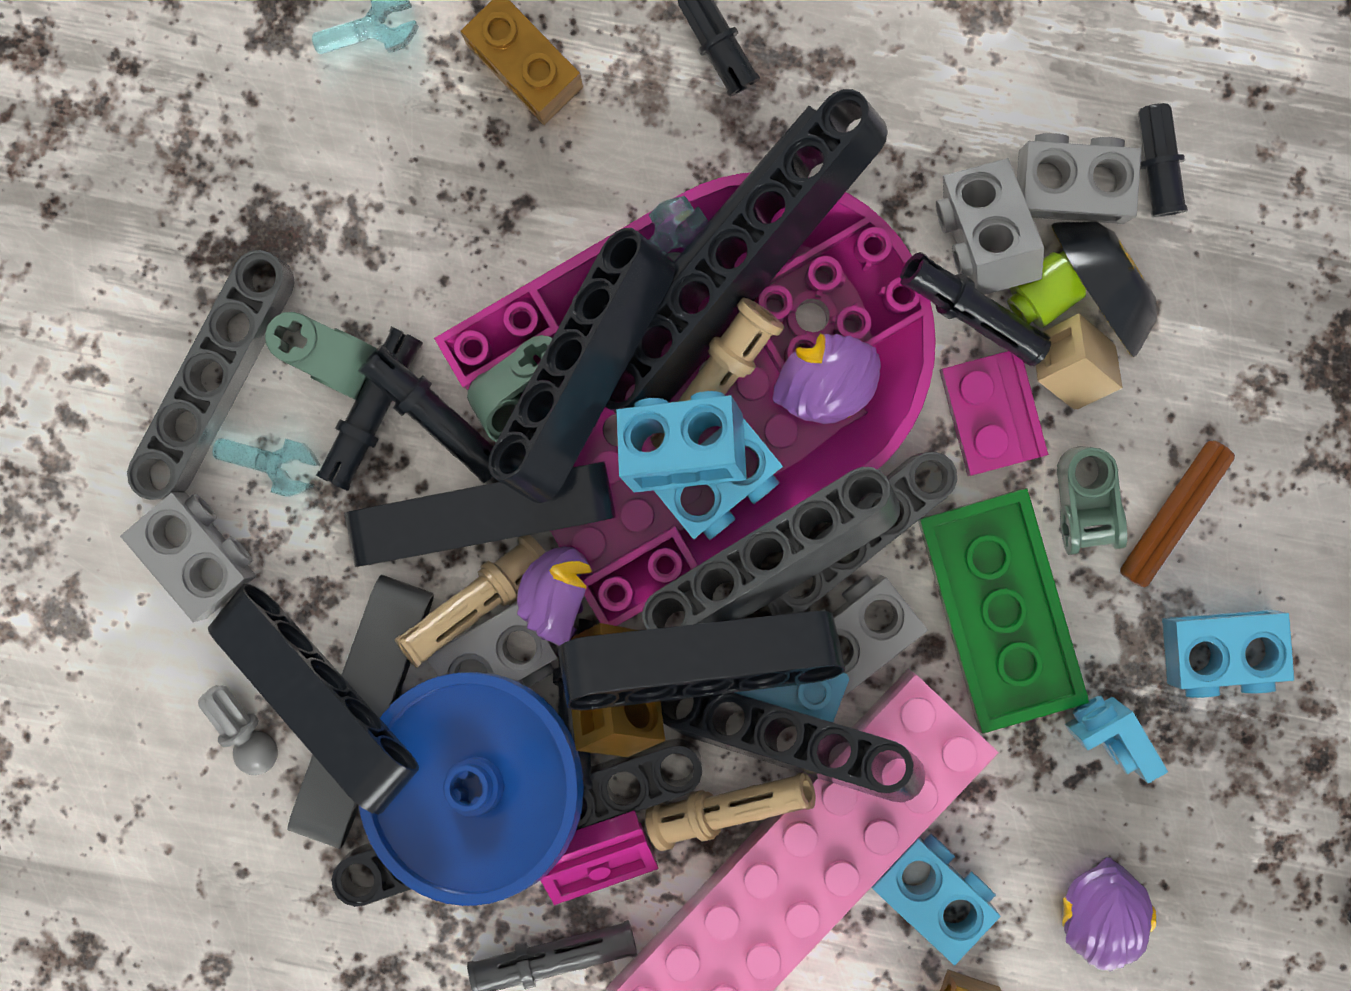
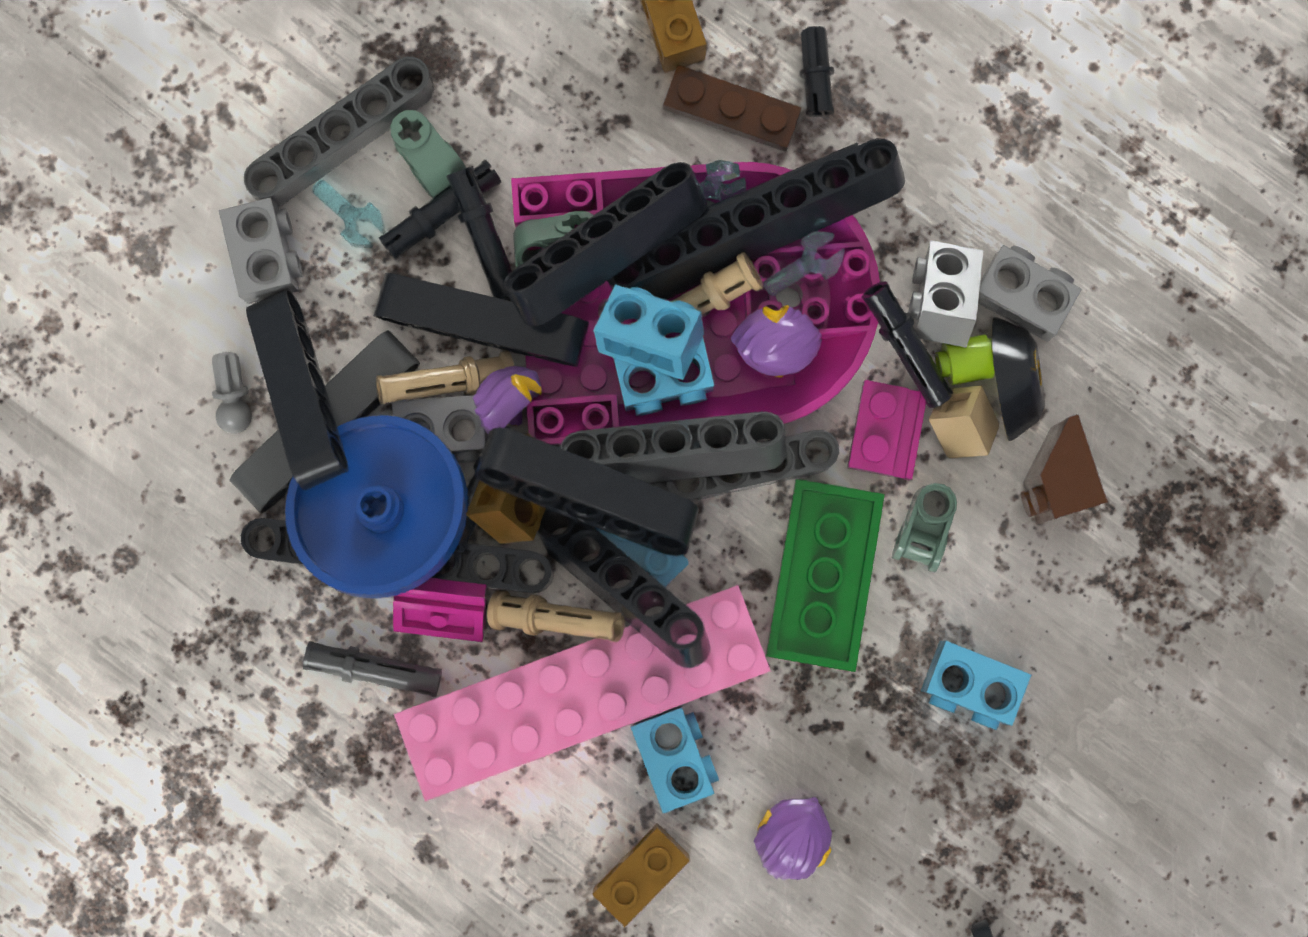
camera: 30 degrees right, 5 degrees down
(641, 129) = (732, 108): none -> reddish brown plate
(818, 276) = (806, 264): none -> clear light blue bar
(870, 647) = (714, 552): light grey brick -> none
(1120, 734) = (868, 710): medium azure bracket -> none
(1161, 160) = (1094, 308): black axle -> none
(1177, 513) = (986, 568): dark orange axle -> none
(1219, 372) = (1062, 475): none -> reddish brown slope

